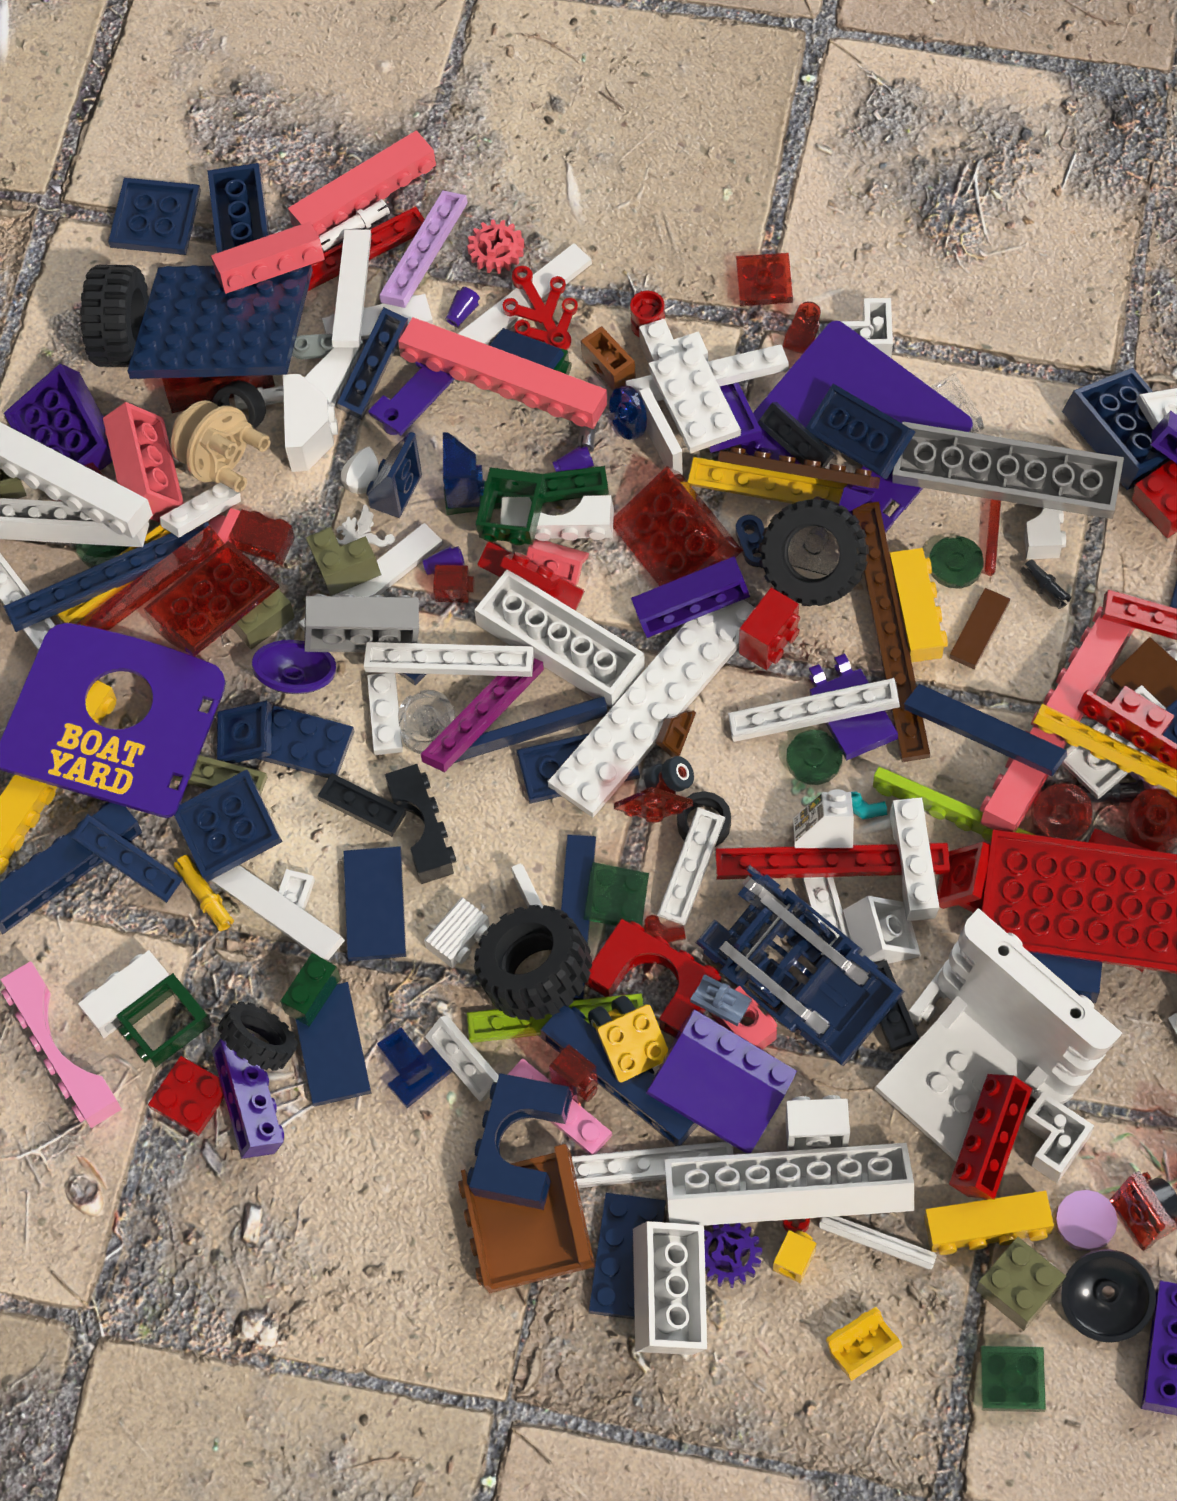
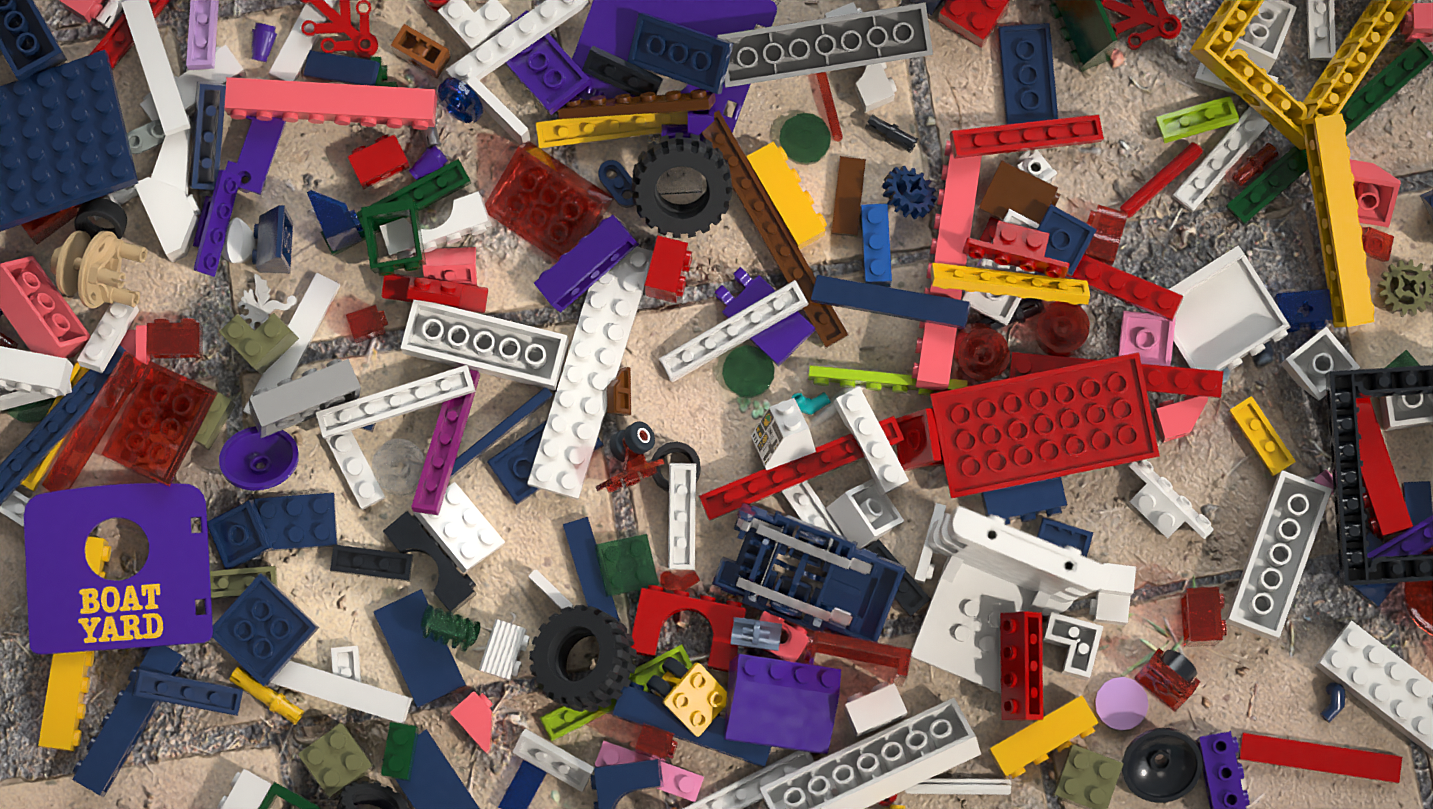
camera: 25 degrees left, 15 degrees up
(244, 976) = (336, 760): none -> olive brick
(267, 257) = (65, 64): coral brick -> none
(347, 443) = (215, 222): none -> dark purple bracket
(402, 989) = (476, 718): none -> coral slope
(405, 1057) = (503, 777): clear blue tile -> none
(410, 889) = (449, 627): none -> clear green piece
(447, 556) = (352, 301): dark purple cone -> none
(463, 801) = (461, 530): none -> white plate
(526, 444) = (378, 161): none -> red brick
(694, 399) = (518, 70): white plate -> none
(821, 1053) = (861, 651): none -> clear red panel
(992, 674) = (876, 244): none -> blue brick
(1043, 640) = (909, 192): none -> dark blue gear
(1120, 1093) = (1113, 599): none -> white brick

